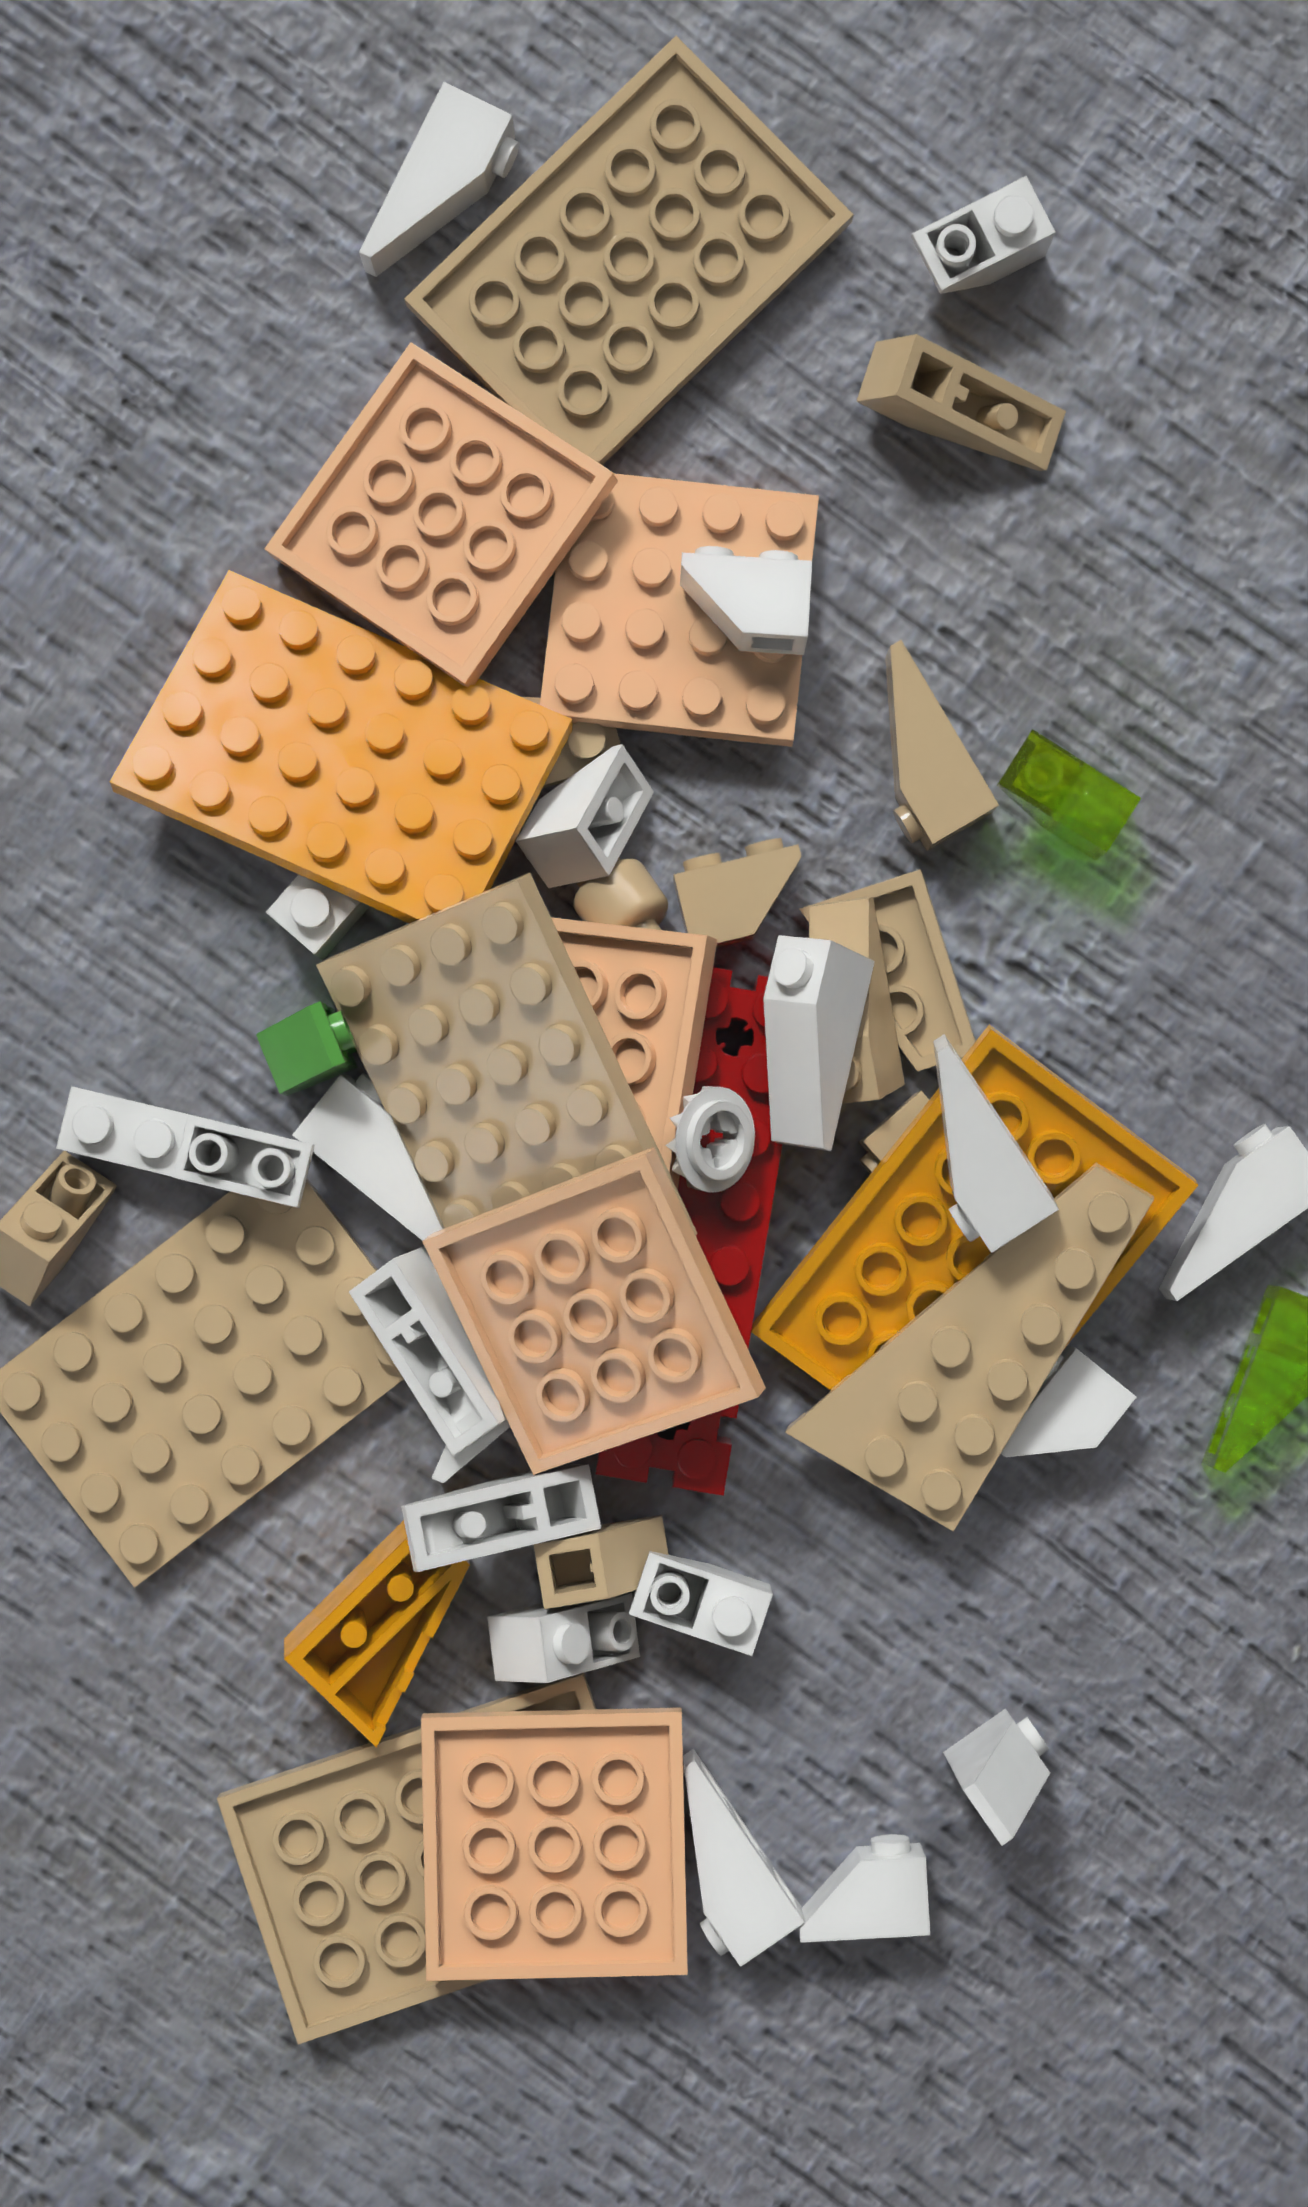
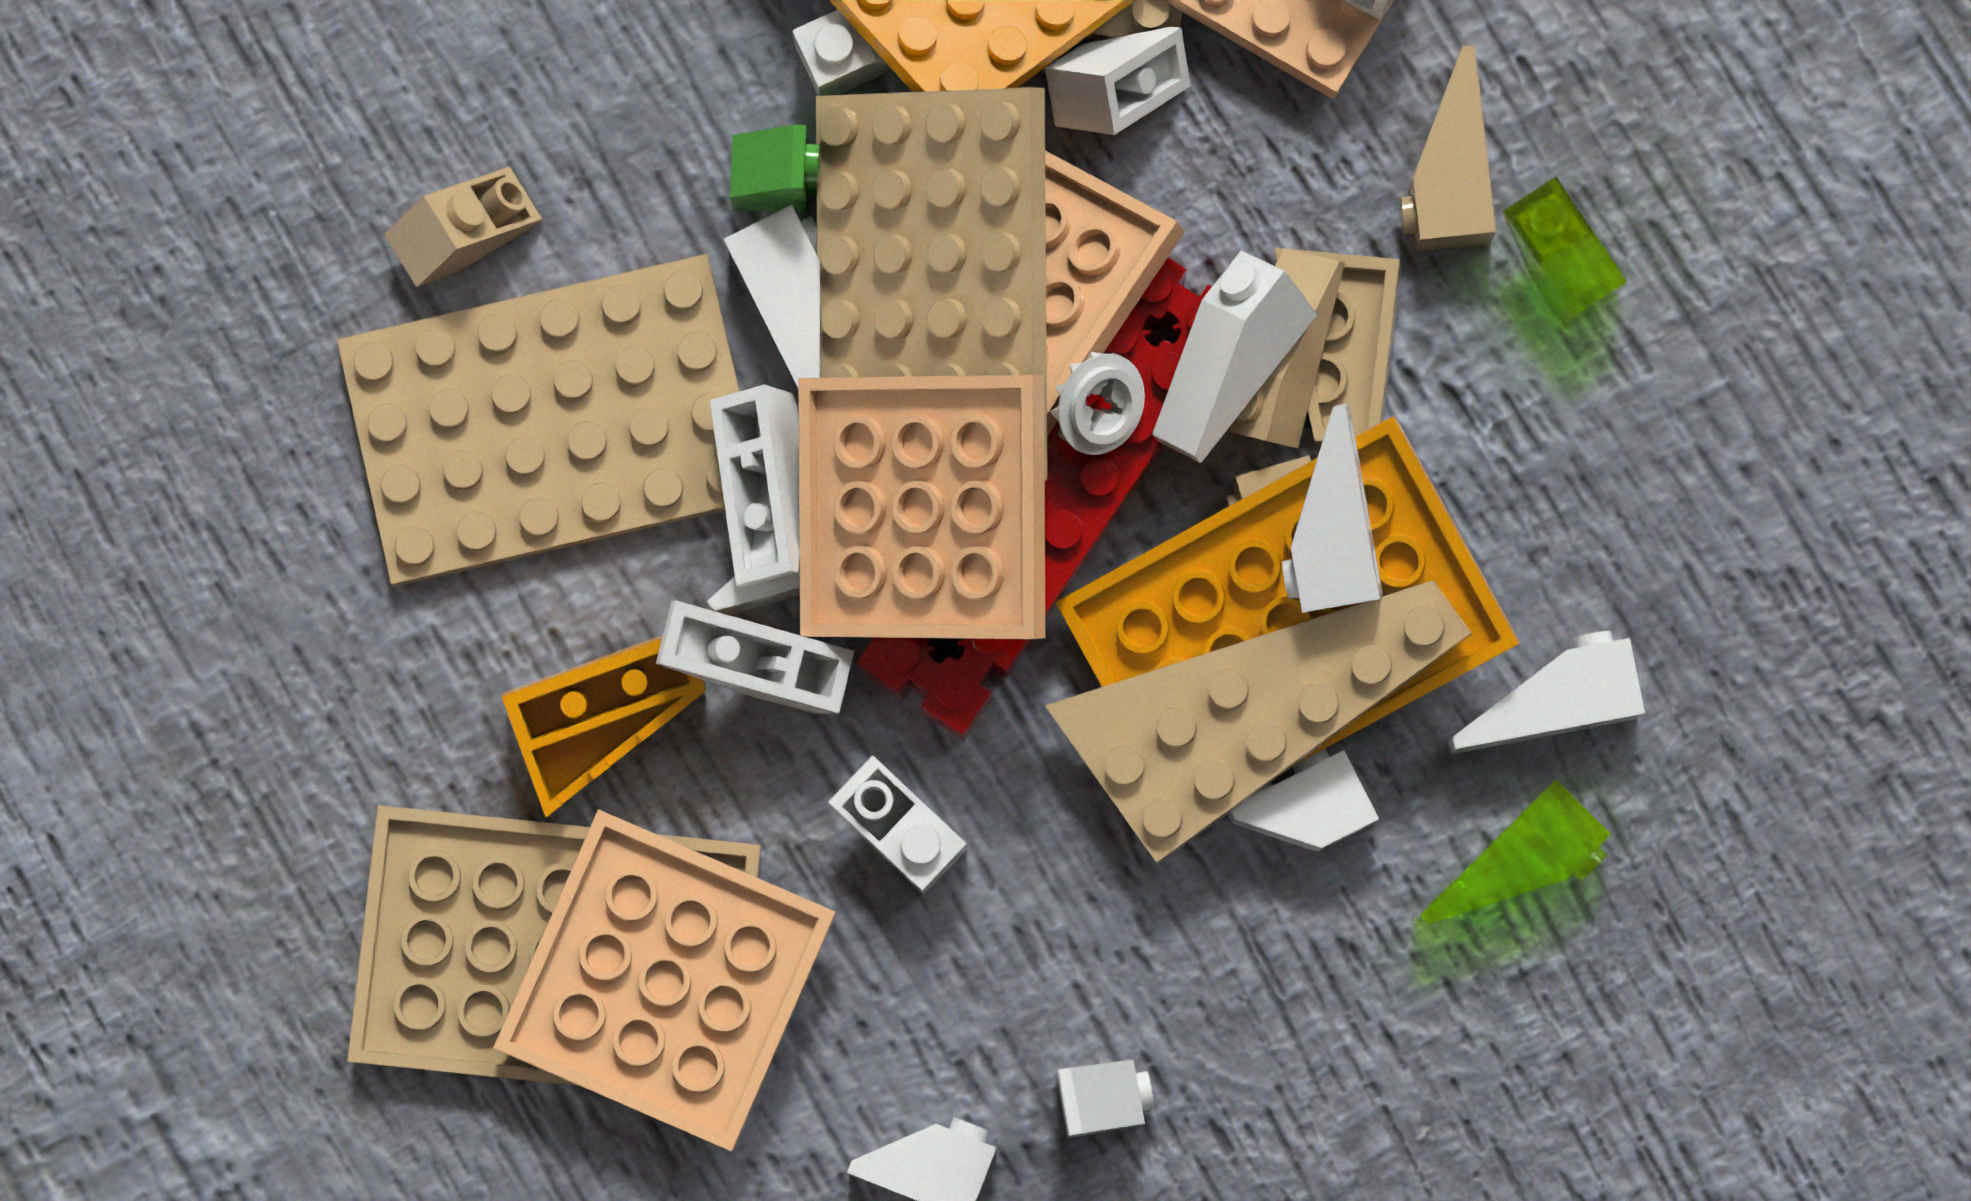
camera: 30 degrees right, 5 degrees down
(185, 1146) = (622, 208): white slope -> none
(562, 1640) = (757, 804): white slope -> none
(597, 1561) = (819, 744): tan slope -> none
(622, 898) = (1119, 160): tan head -> none
(734, 895) = (1224, 207): tan slope -> none
(739, 1886) = (813, 1093): white slope -> none

